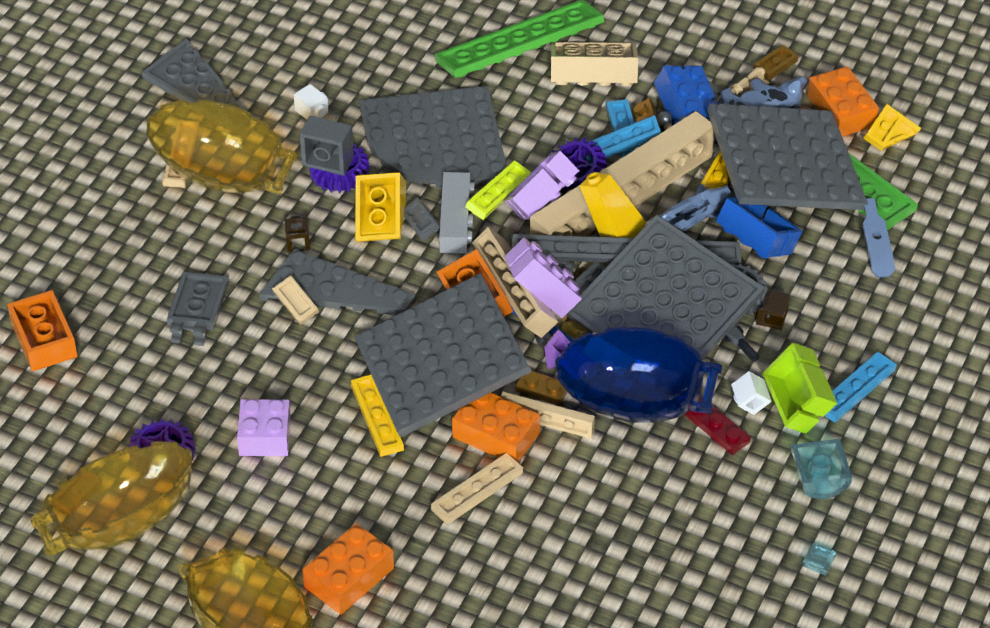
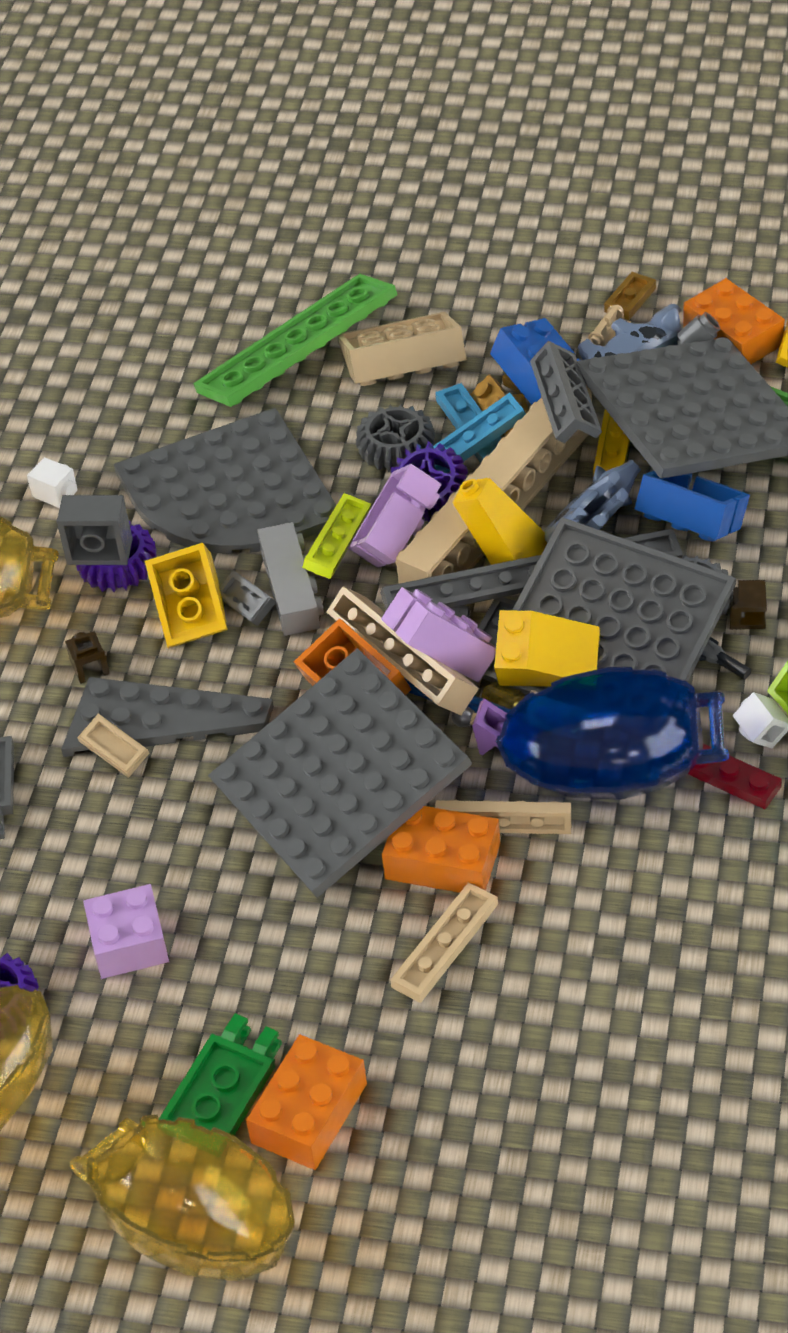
camera: 10 degrees left, 0 degrees up
(300, 539) = (225, 1078): none -> green tile
(376, 416) = (274, 876): yellow plate -> none
(542, 388) = (485, 782): pearl gold plate -> none
(564, 123) = (390, 432): none -> dark grey gear
(611, 304) = (542, 648): none -> yellow slope
(665, 119) = (522, 396): flat silver piece -> none
(687, 123) = (564, 392): none -> dark grey fence
(812, 100) = (701, 328): none -> dark grey brick

